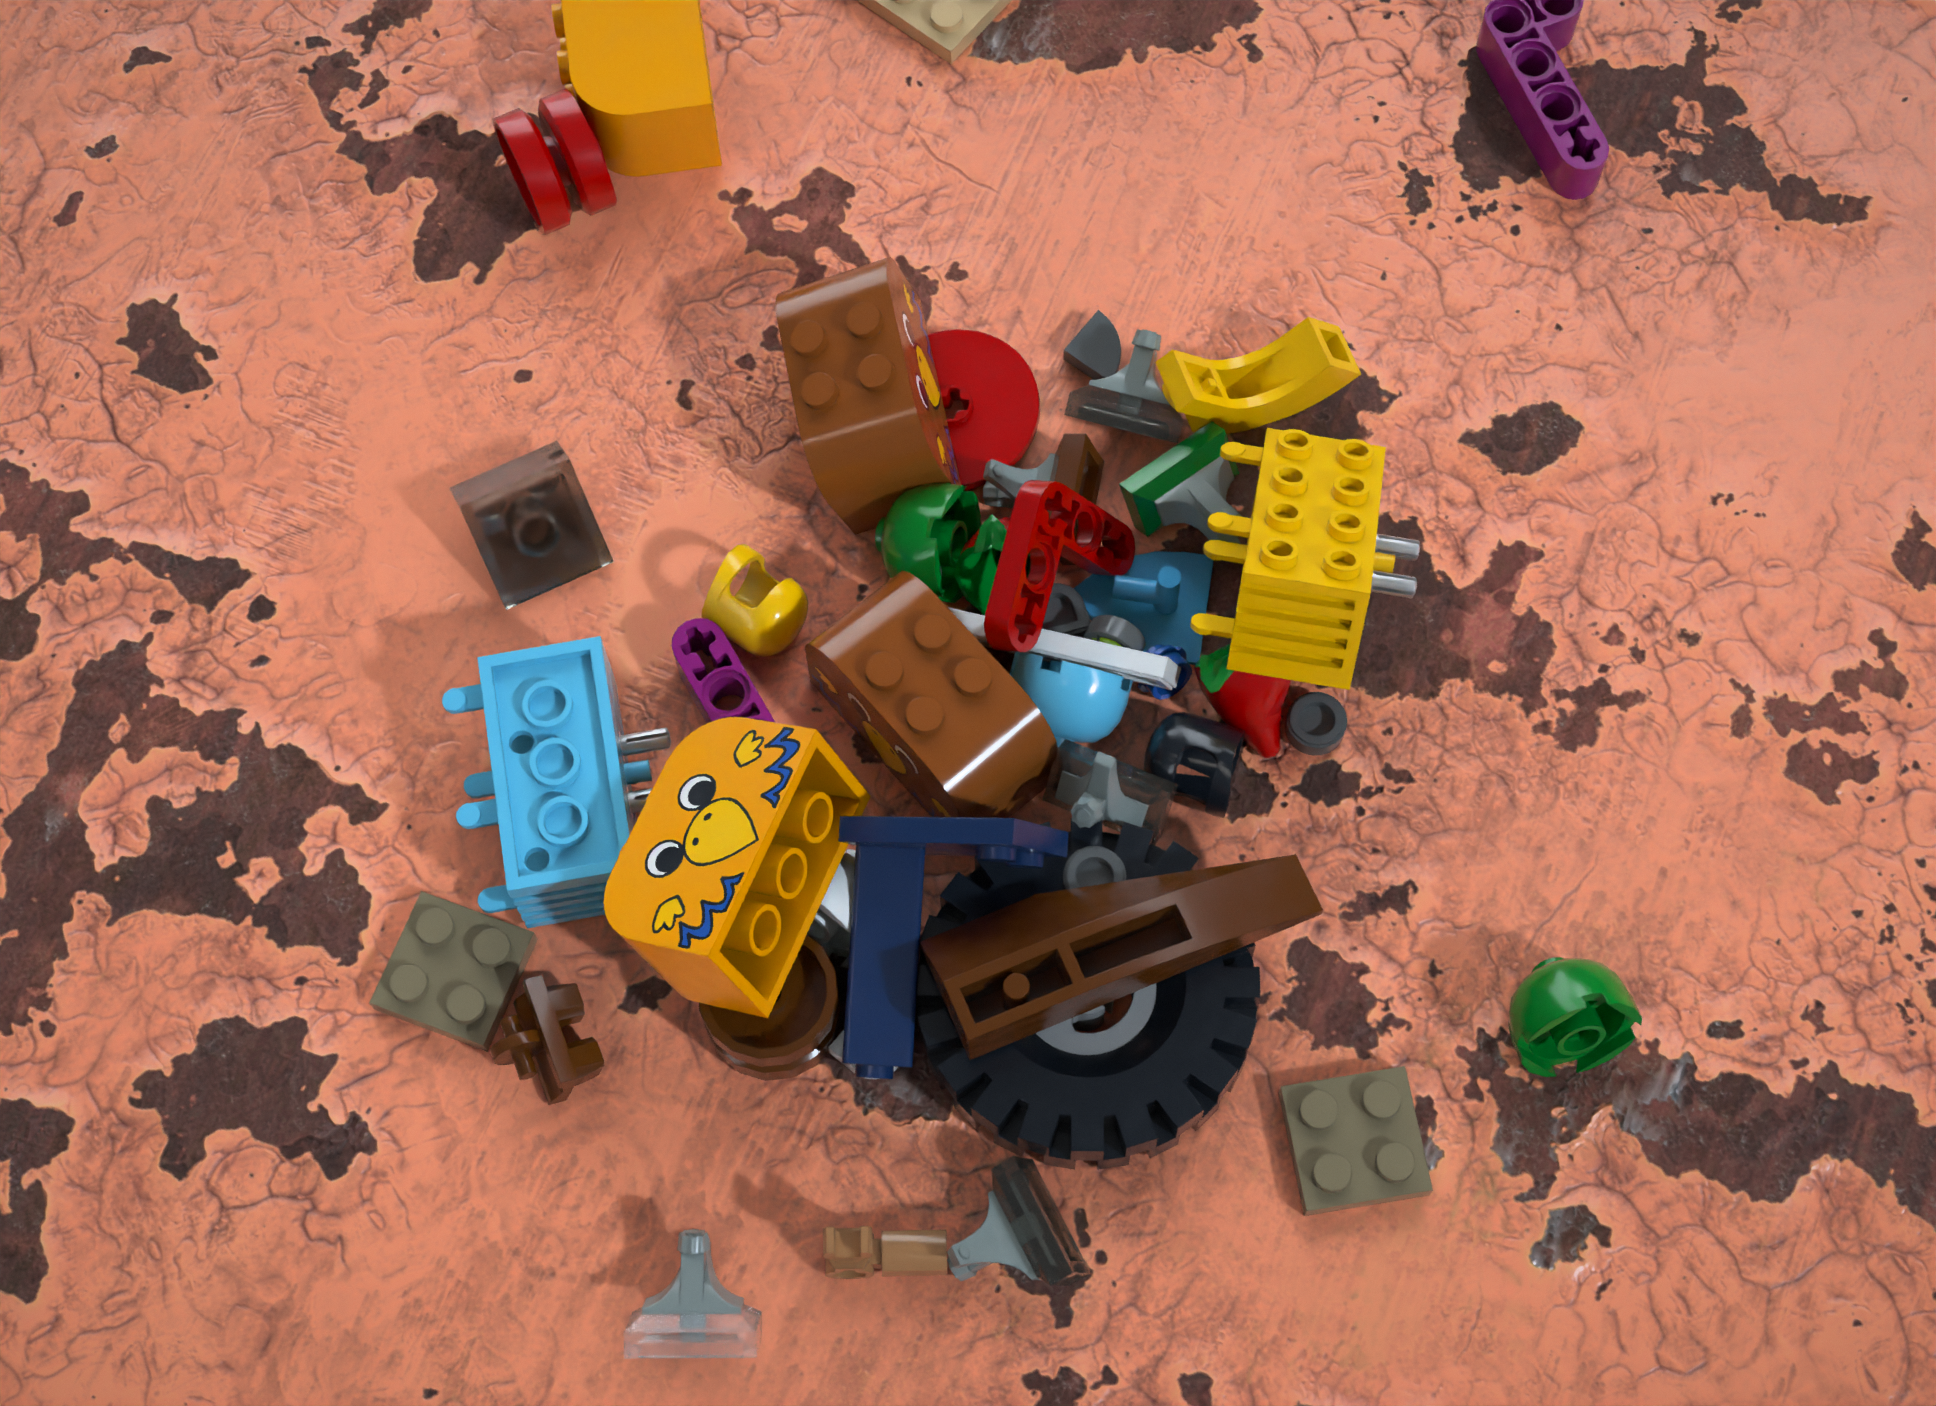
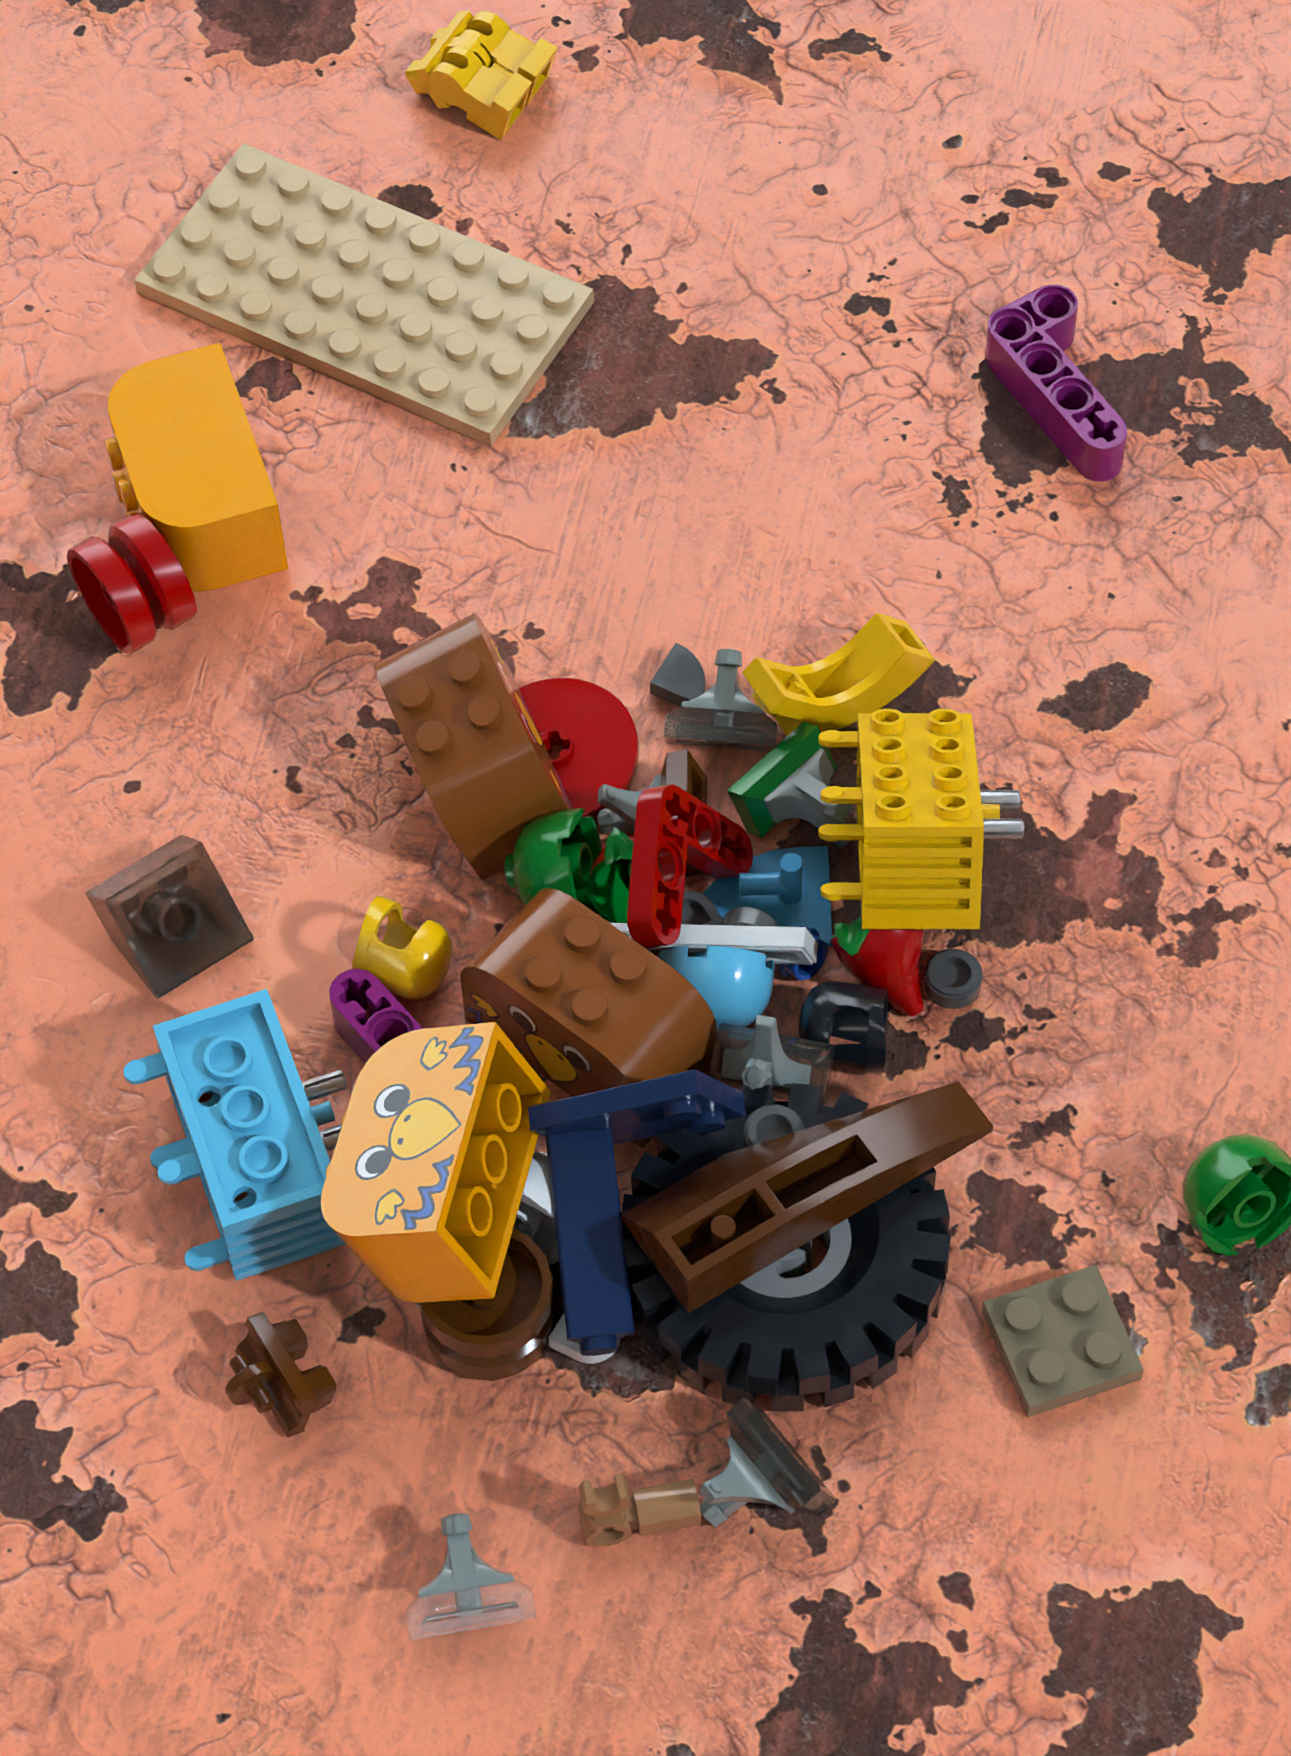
camera: 10 degrees left, 10 degrees down
(454, 971) = (172, 1331): dark tan plate -> none

